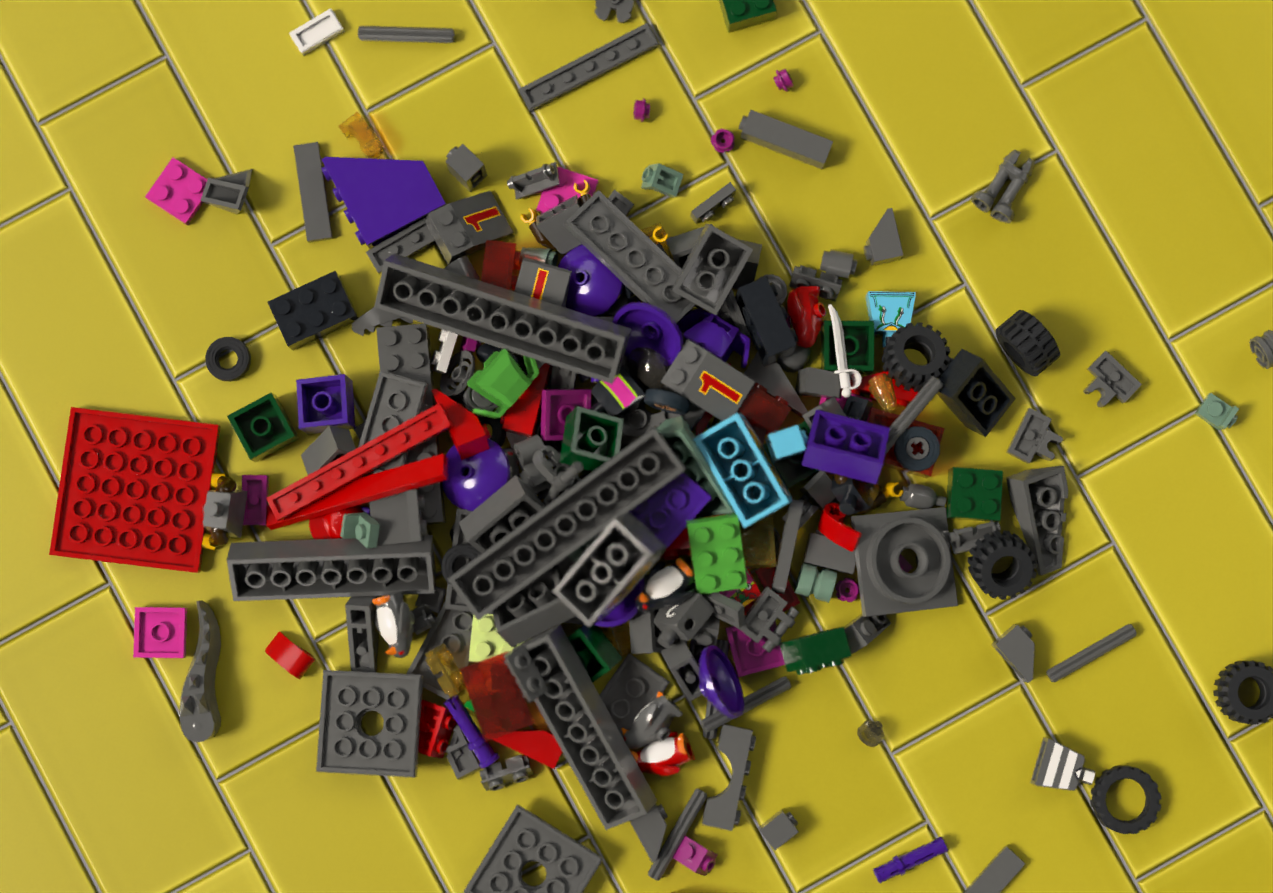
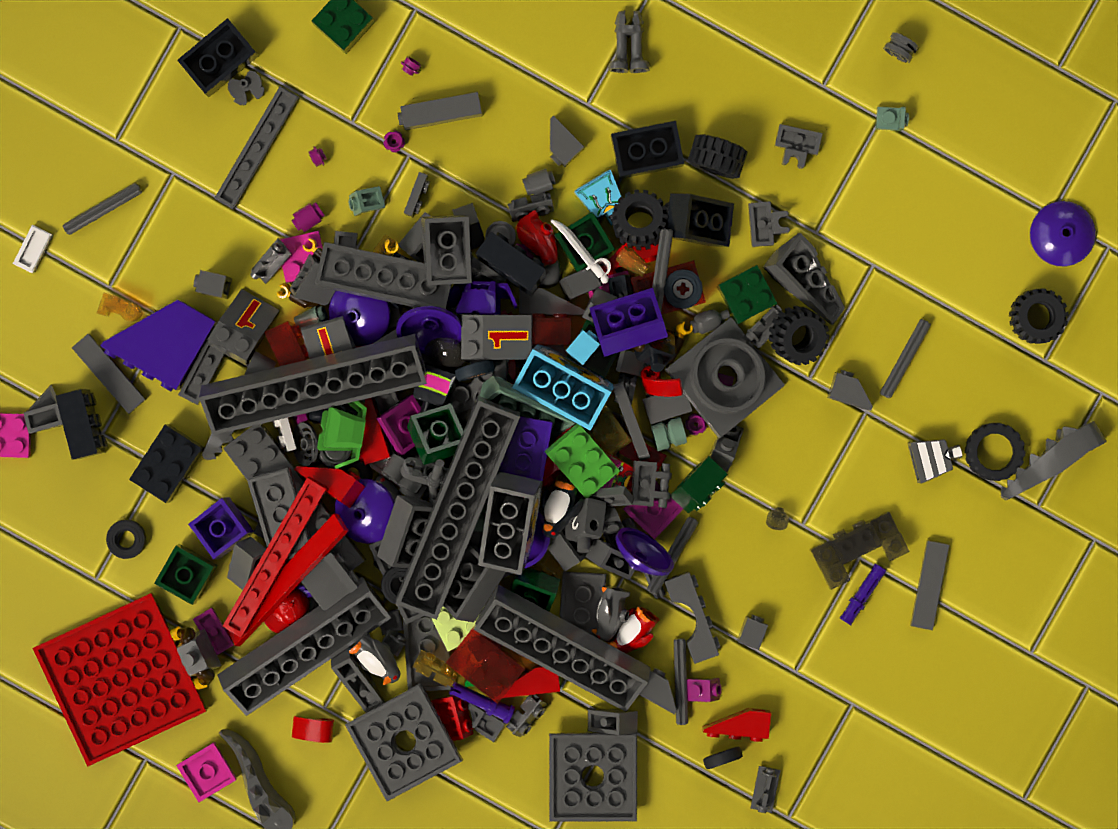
camera: 25 degrees left, 5 degrees up
(256, 221) = (81, 423): none -> black brick
(361, 527) = (307, 603): sand green bracket -> none
(526, 673) = (496, 636): dark grey hinge -> none
(586, 831) = (612, 721): none -> dark grey slope
(596, 160) = (307, 217): none -> magenta brick
(937, 804) = (856, 542): none -> clear smoke bracket
(962, 296) = (647, 149): none -> black brick
(1189, 842) = (1059, 455): none -> dark grey animal

